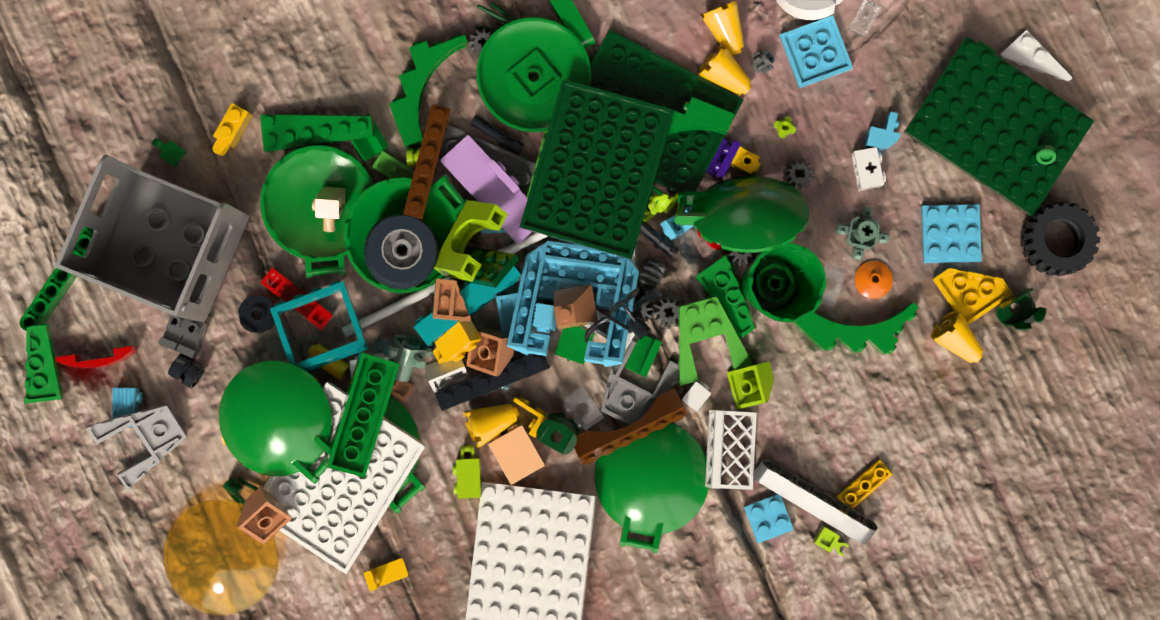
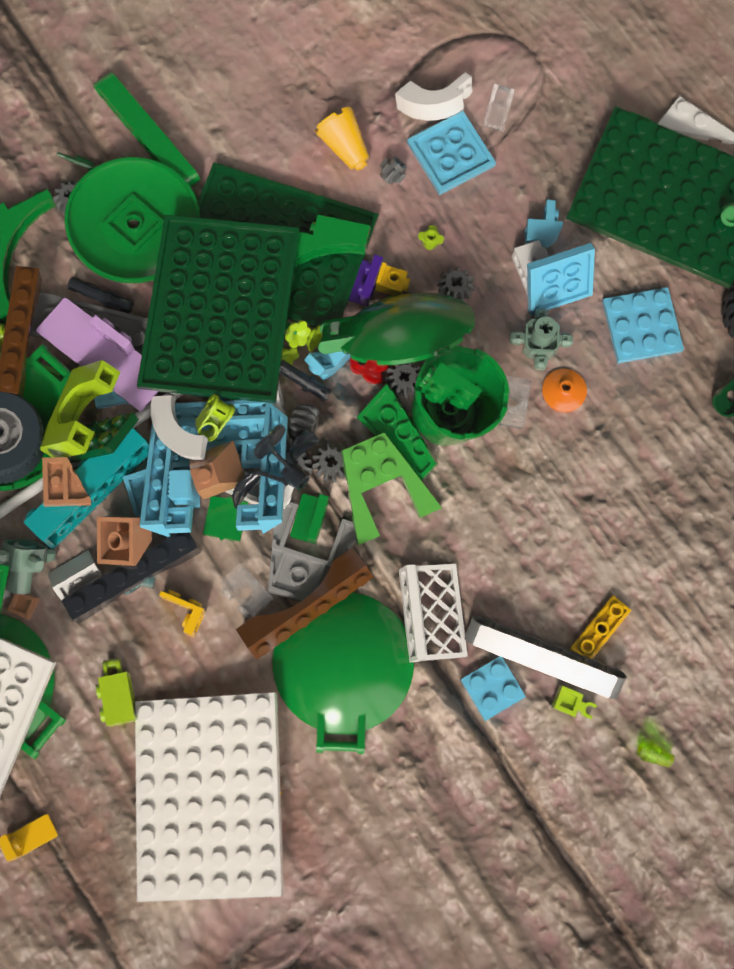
camera: 10 degrees left, 10 degrees down
(456, 342) = (80, 534): yellow brick -> none
(489, 422) = (134, 625): yellow cone -> none
(516, 453) = (172, 660): light nougat brick -> none
(540, 268) = (170, 432): none -> white tile
(566, 427) = (232, 622): dark green piece -> none
(578, 263) = (216, 414): none -> lime piece
(696, 395) = (380, 554): white brick -> none
(725, 71) = (353, 186): yellow cone -> none
(751, 384) = (443, 530): lime slope -> none
(772, 279) = (446, 383): none -> green plate
(880, 335) = (518, 456): green arch -> none
(887, 591) = (652, 752): none -> clear neon green cone
(888, 187) = (560, 278): none -> medium azure plate
(957, 337) = (675, 437): yellow cone -> none
(971, 292) = (679, 386): yellow plate -> none

